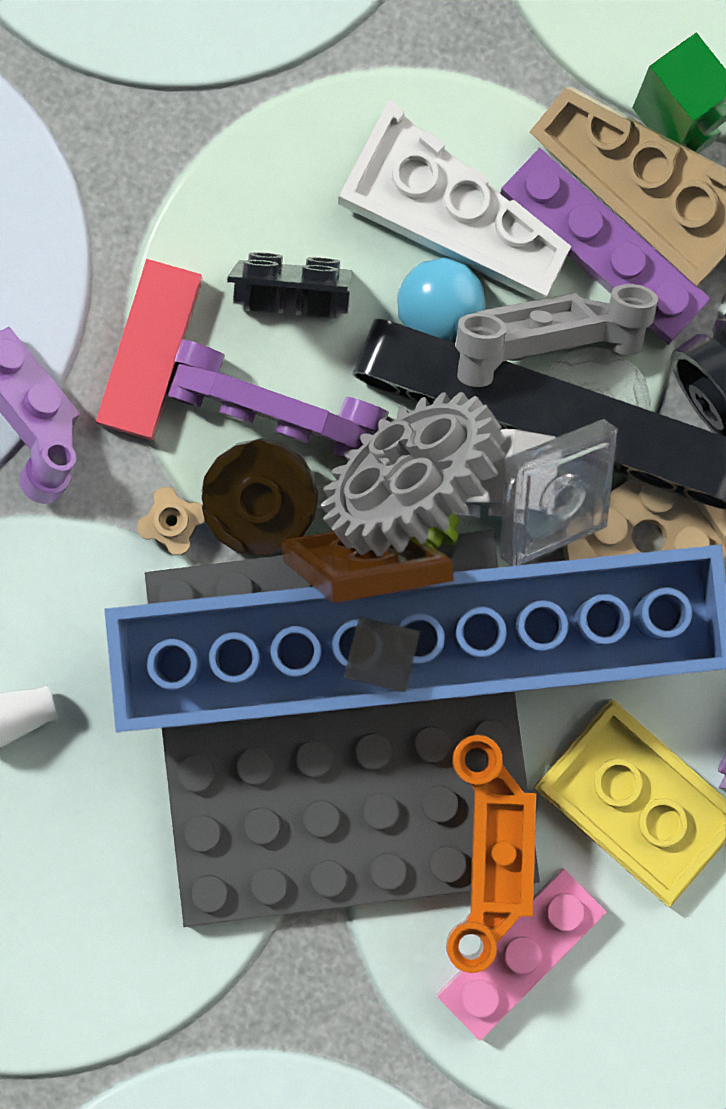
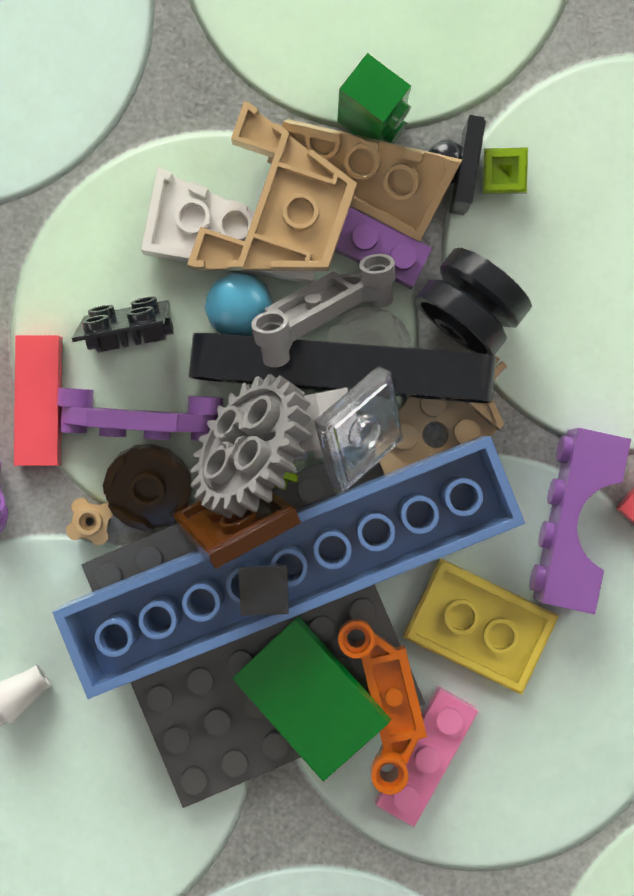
camera: 15 degrees left, 5 degrees up
(395, 823) = (311, 699): none -> green tile
(550, 205) = (296, 213): none -> tan wing

